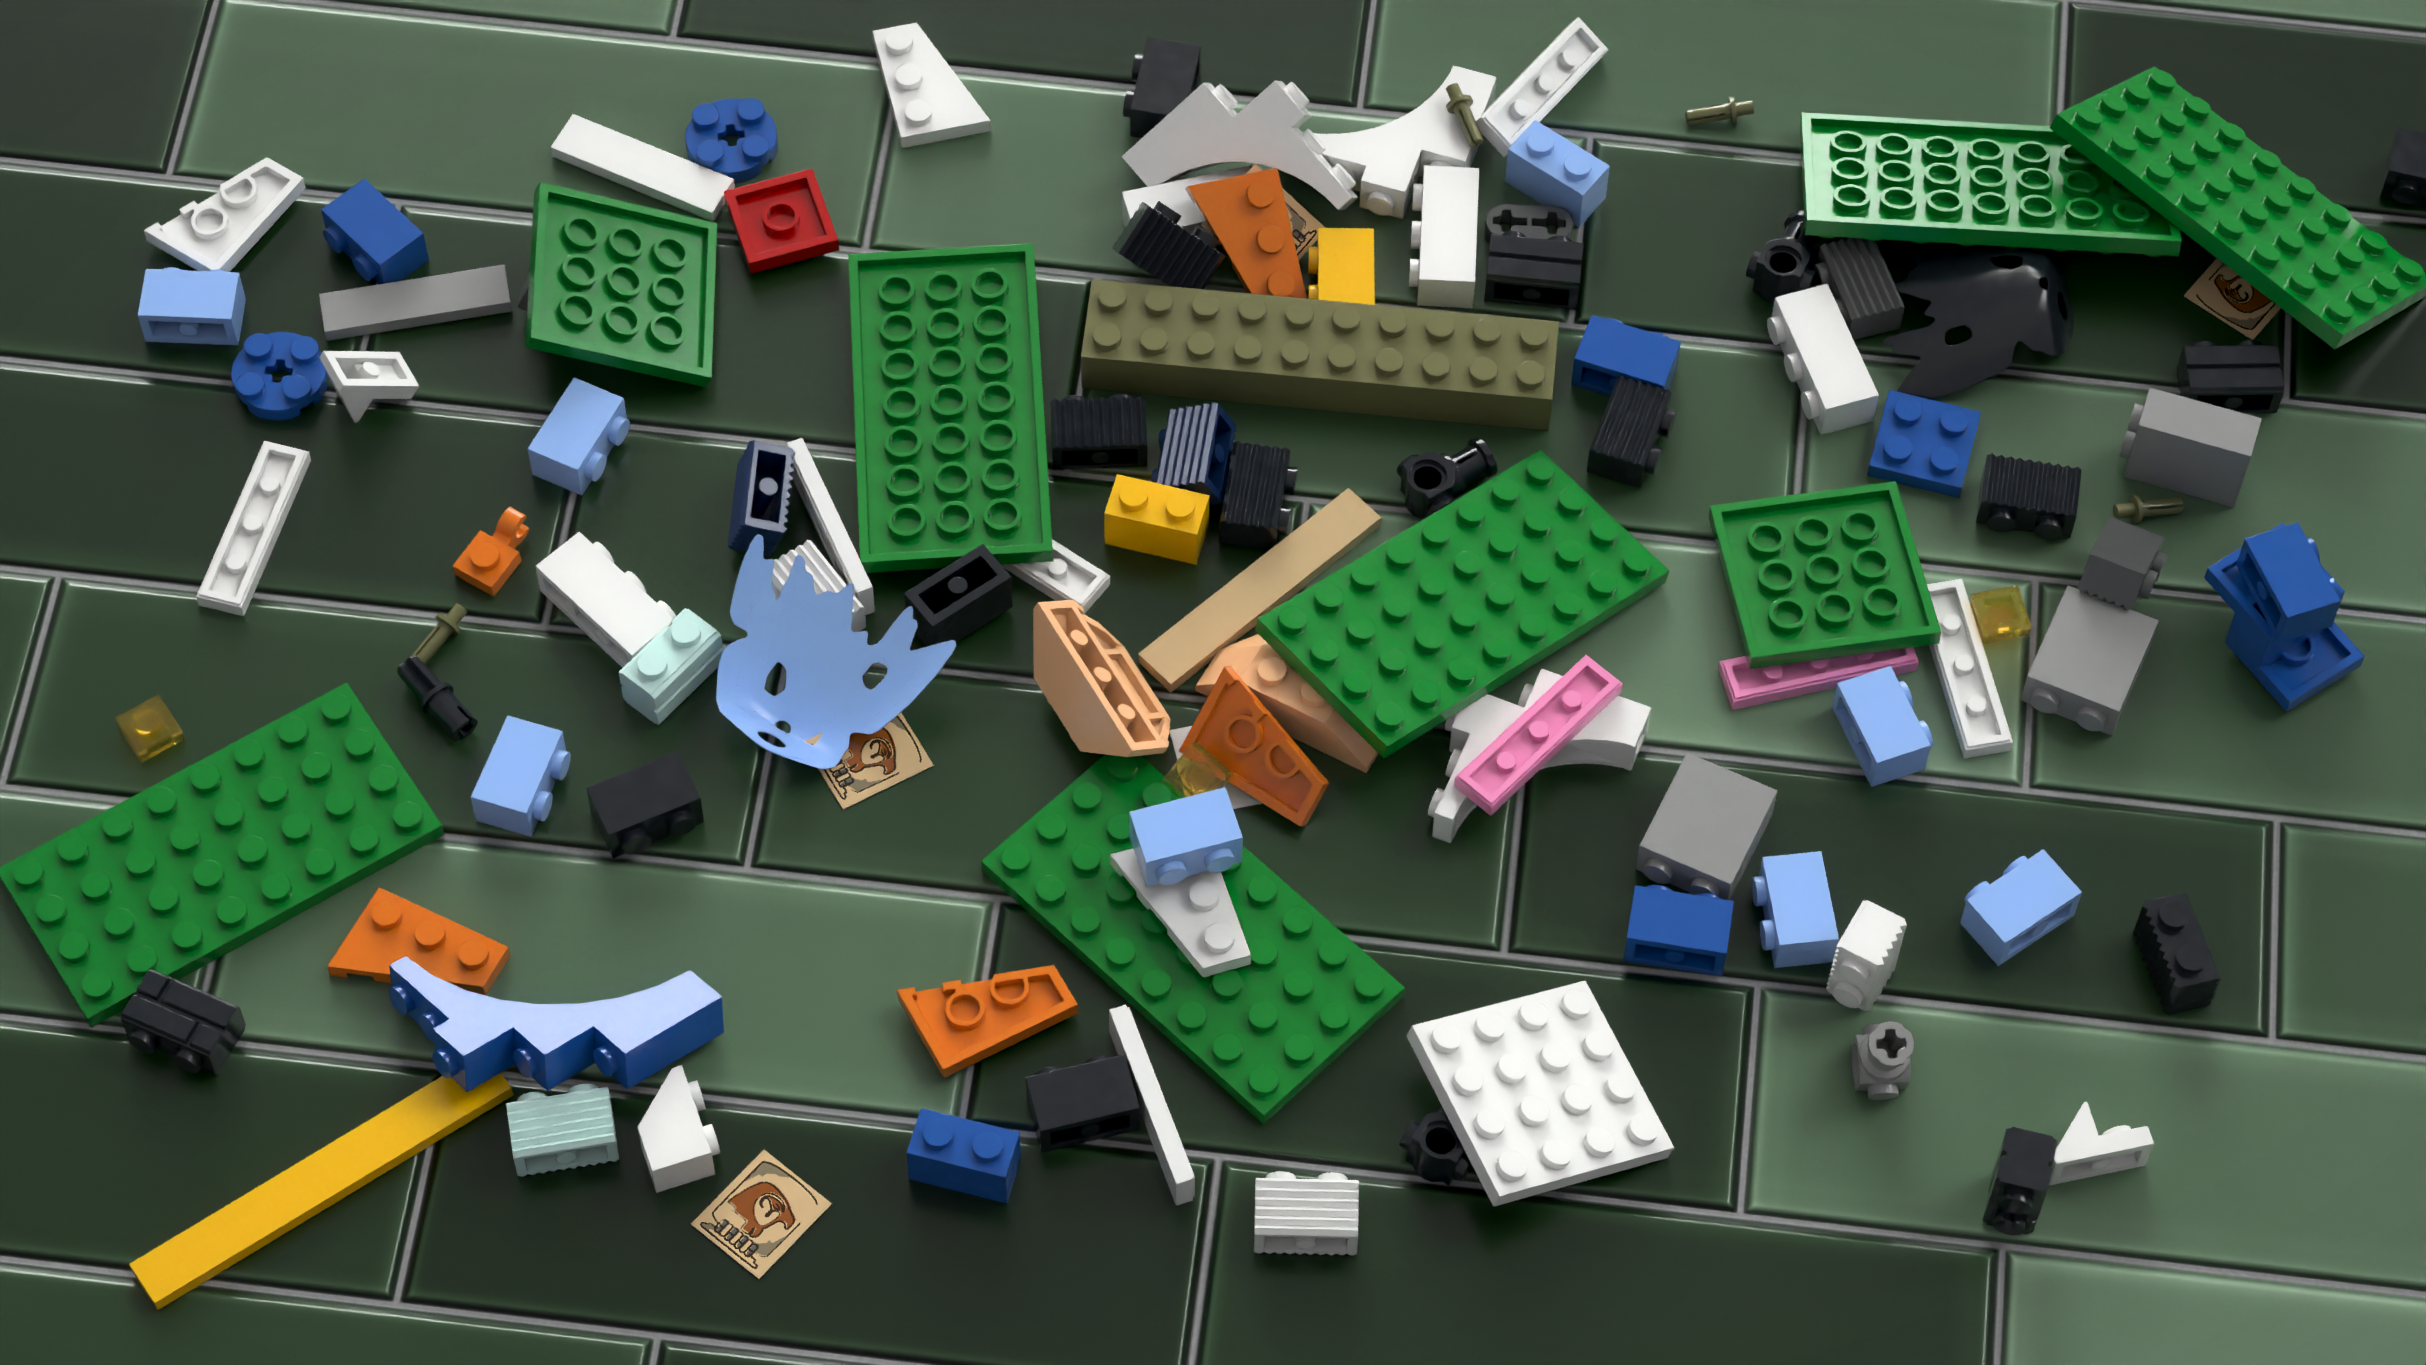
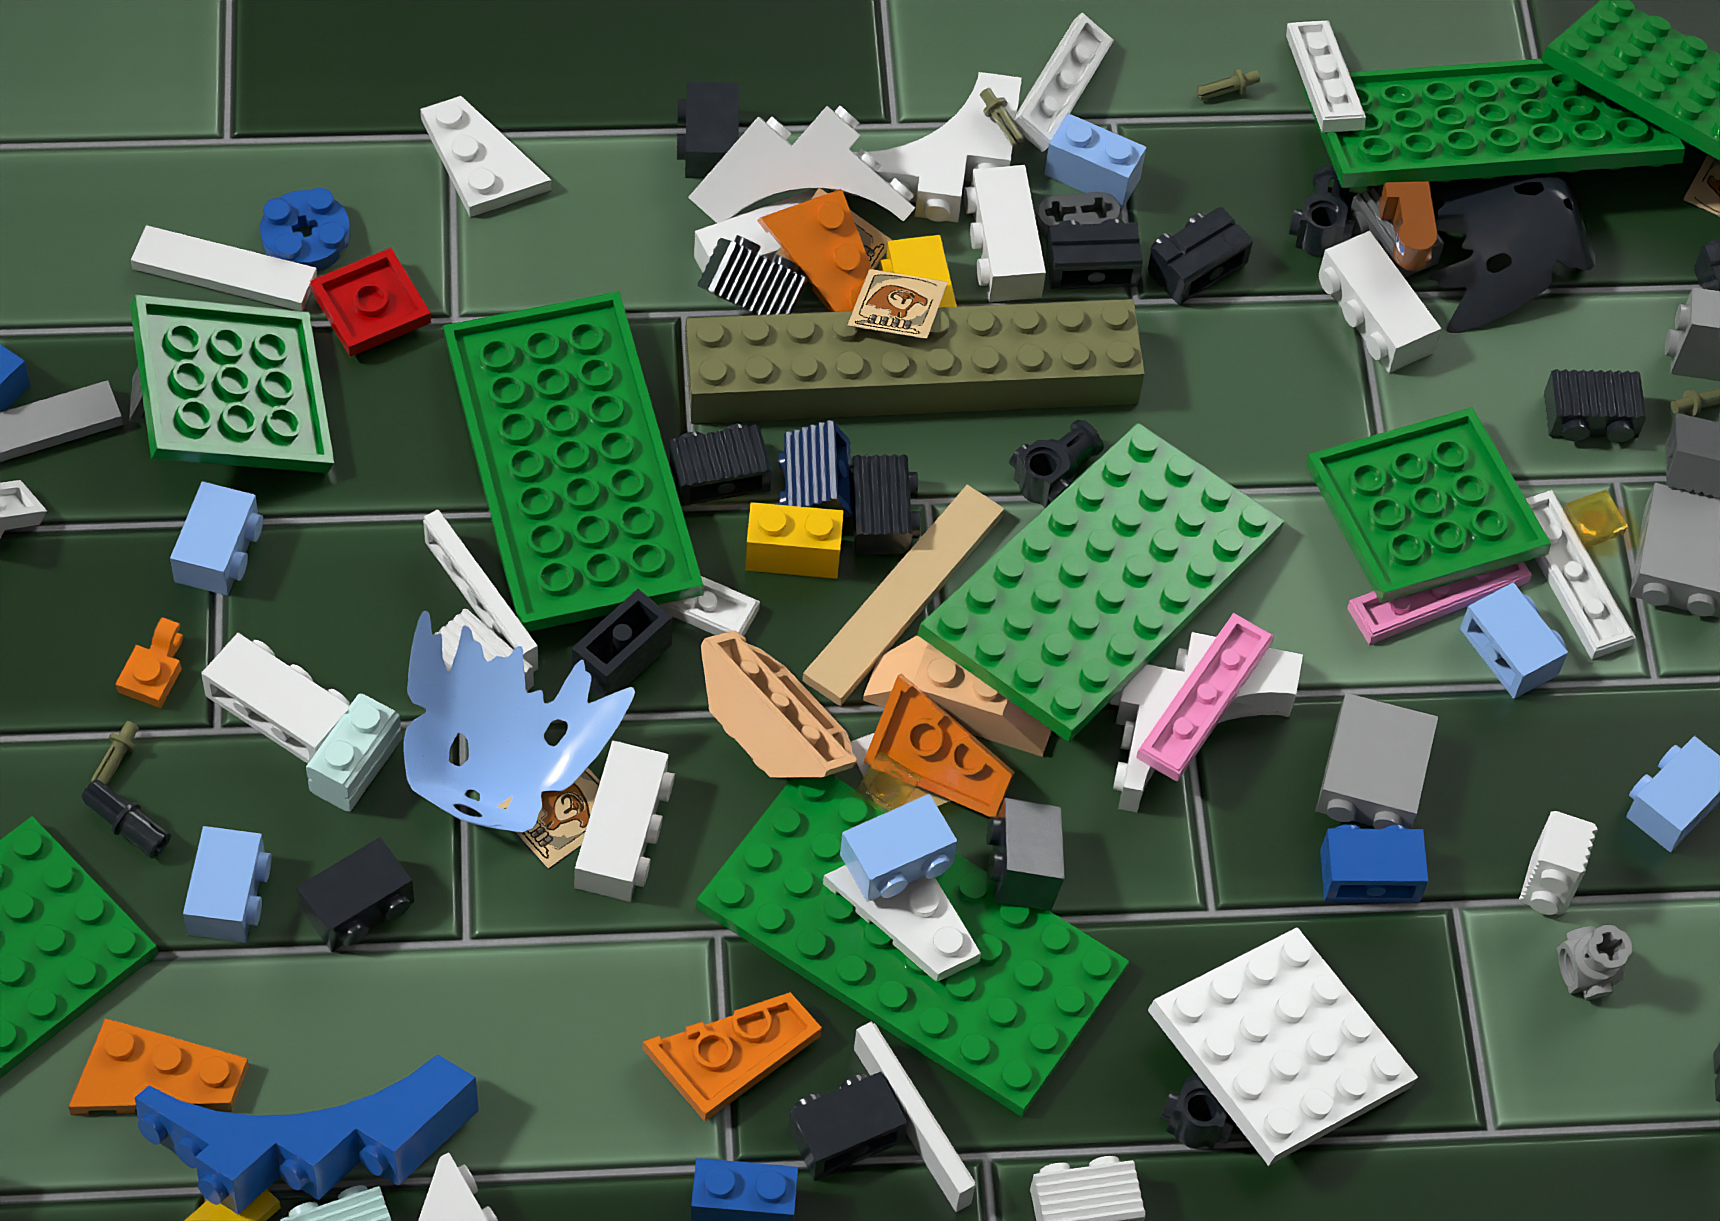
camera: 15 degrees left, 0 degrees up
(761, 496) = (409, 572): dark blue brick -> none
(923, 773) = (623, 822): none -> white brick
(1311, 293) = (897, 303): none -> tan sticker
(1321, 864) = (1026, 854): none -> brick
(1617, 350) = (1199, 330): blue brick -> none
(1630, 432) = (1218, 394): black brick -> none
(1646, 283) = (1199, 254): none -> black brick
(1796, 909) = (1478, 828): light blue brick -> none
(1821, 116) = (1325, 76): none -> white tile
(1870, 293) = (1413, 221): none -> dark orange leg
(1924, 443) = (1486, 368): blue plate -> none

